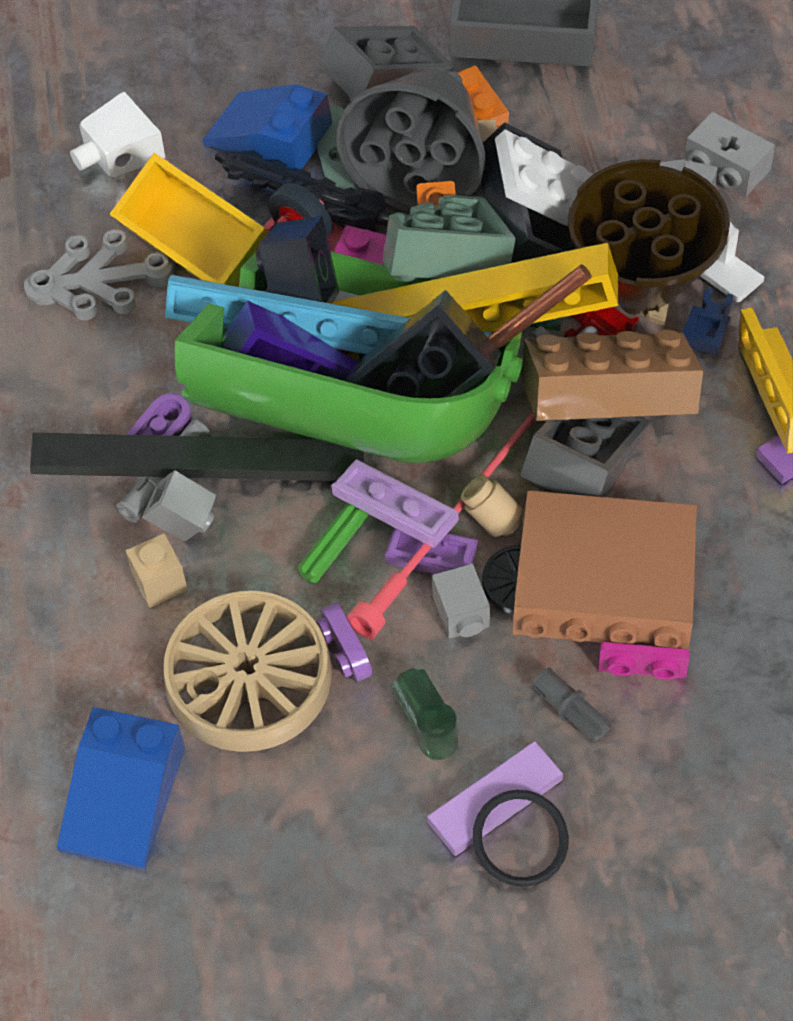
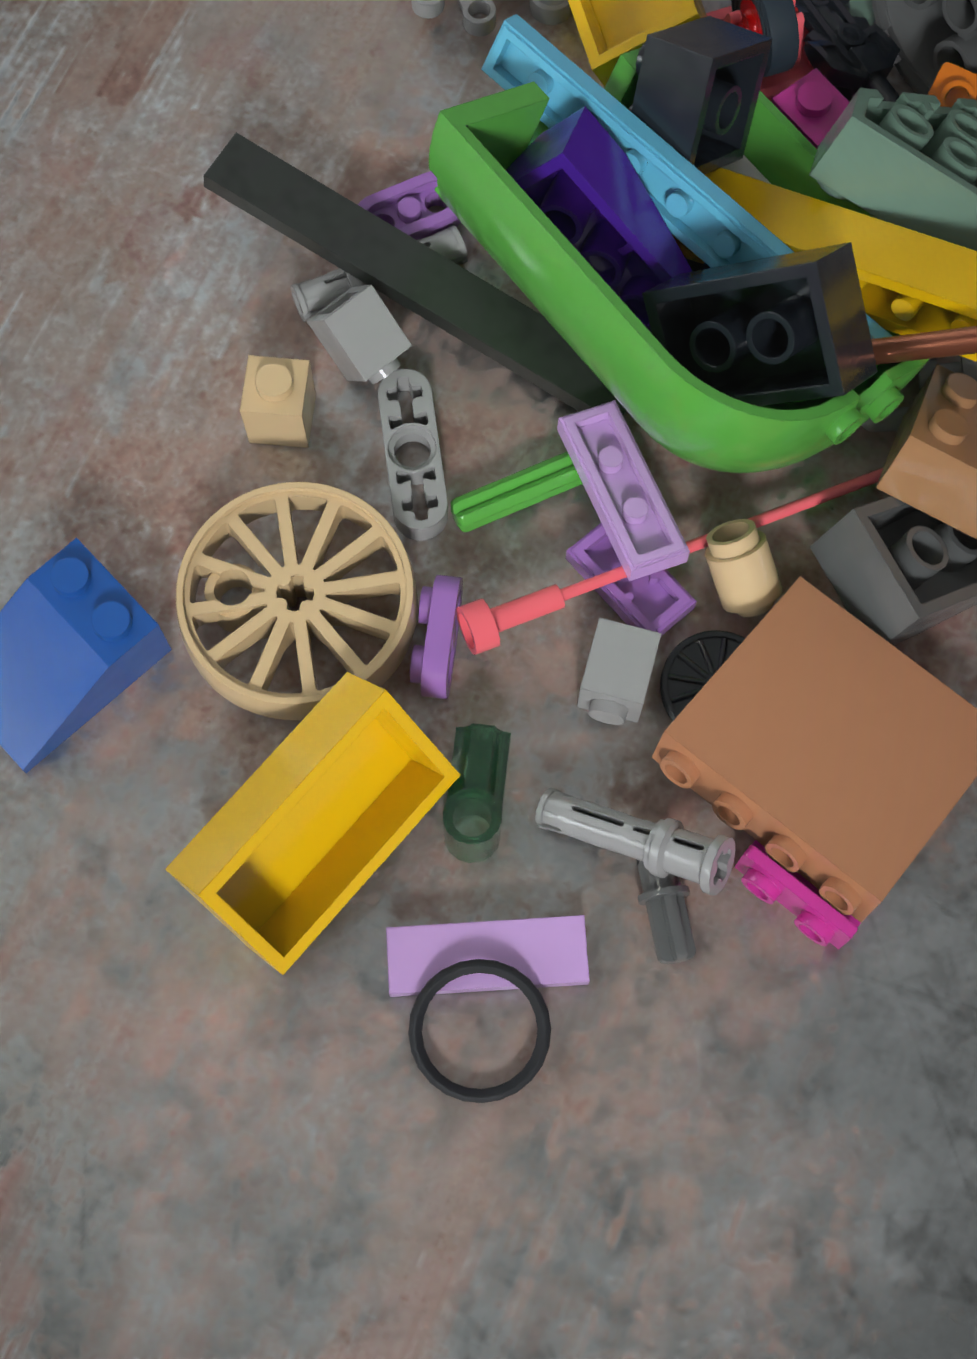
camera: 30 degrees right, 15 degrees up
(251, 540) = (423, 431): none -> light grey beam
(348, 776) = (314, 821): none -> yellow piece
(553, 672) = (661, 845): none -> light grey pin

